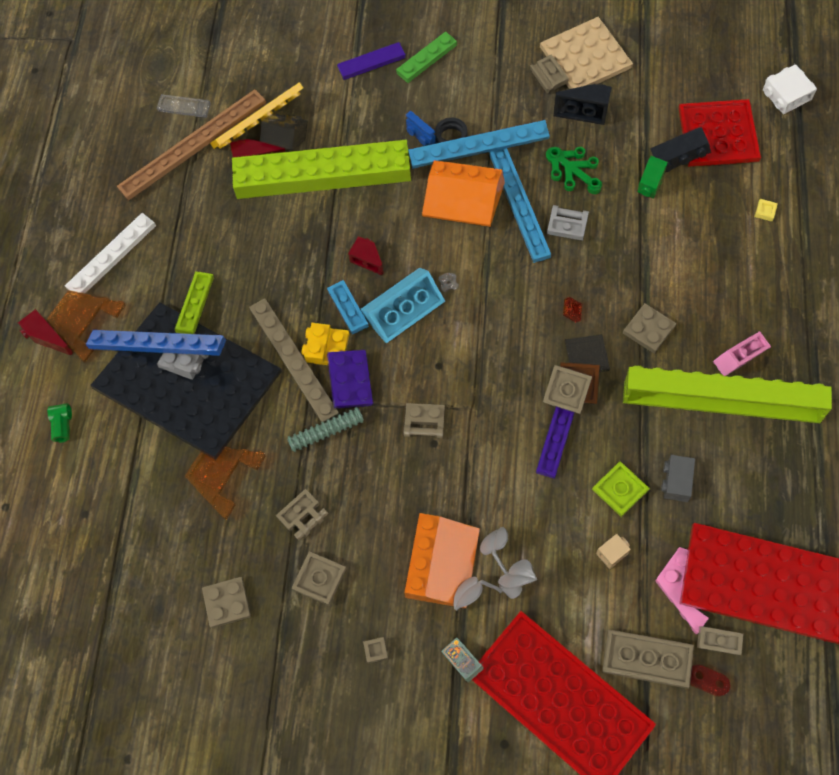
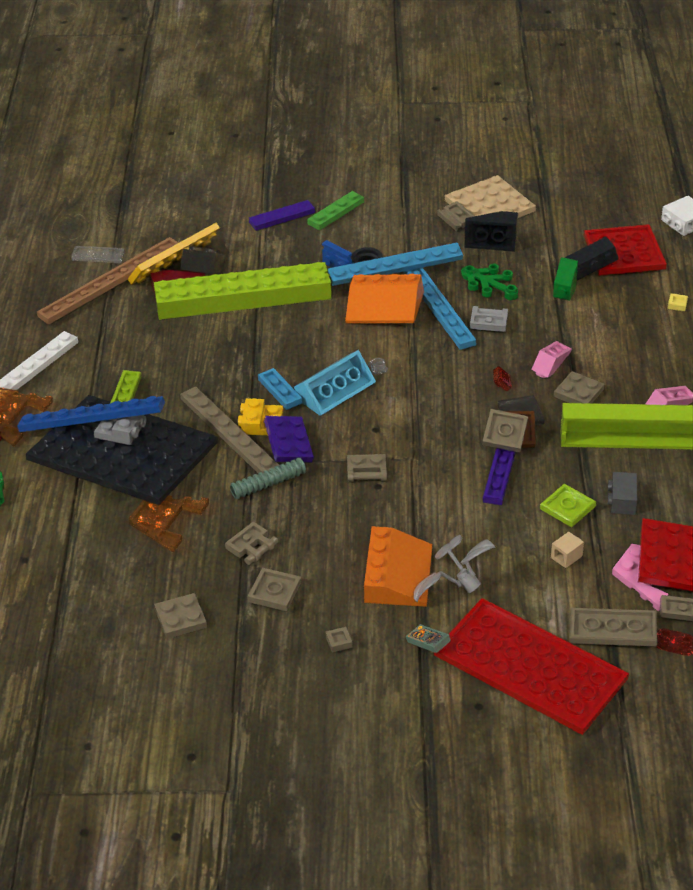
camera: 10 degrees left, 25 degrees down
(366, 255) = (294, 350): dark red slope -> none
(626, 285) = (550, 359): none -> bright pink slope

